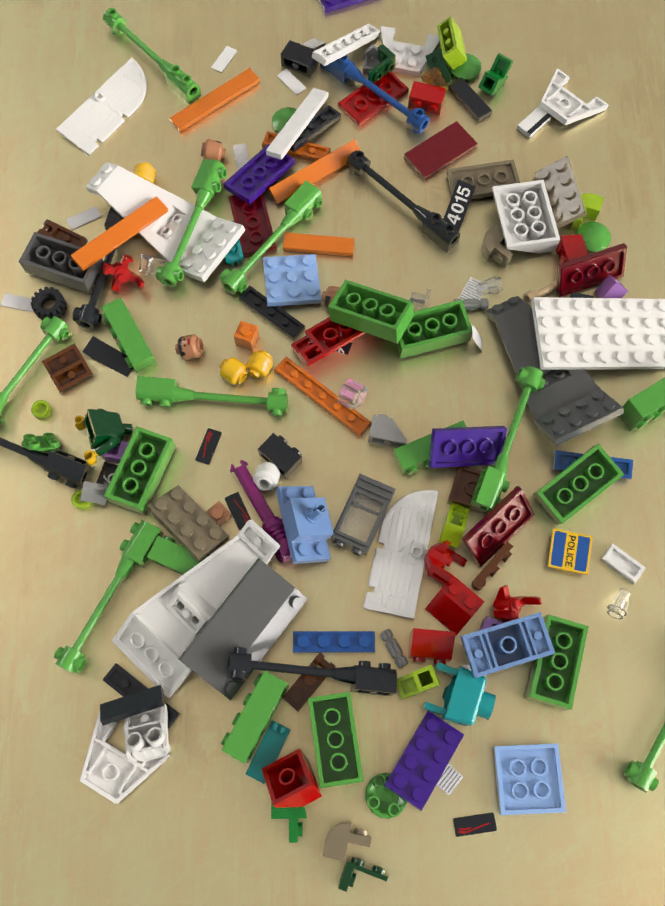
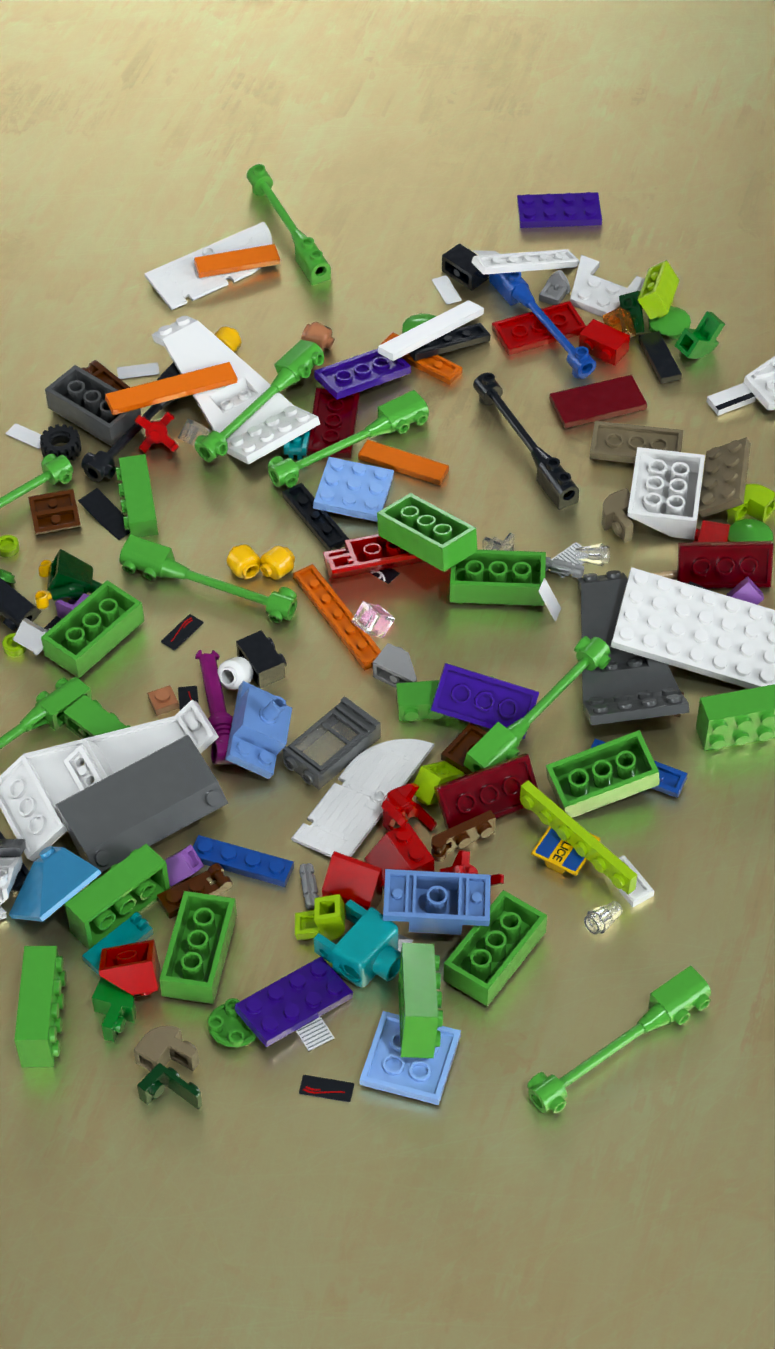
camera: 20 degrees right, 20 degrees down
(124, 98) = (236, 260): none -> orange tile
(188, 523) = (123, 692): dark tan plate -> none
(189, 347) = (203, 525): nougat head -> none
(201, 728) = (51, 883): none -> dark azure slope
(214, 100) = (344, 287): orange tile -> none
(224, 59) = (375, 248): white sticker -> none
(233, 843) = (39, 1006): none -> bright green brick
(241, 155) = (351, 348): white sticker -> none
(246, 335) = (274, 529): orange brick -> none
(293, 657) = (183, 865): none -> medium lavender panel
(313, 172) = (429, 386): orange tile -> none
(362, 677) = (257, 898): black bar -> none
(386, 64) = (567, 294): dark green bracket -> none
(459, 204) = (593, 461): black sticker -> none
(526, 739) = (419, 1000): none -> bright green brick
(587, 549) = (582, 841): none -> lime plate

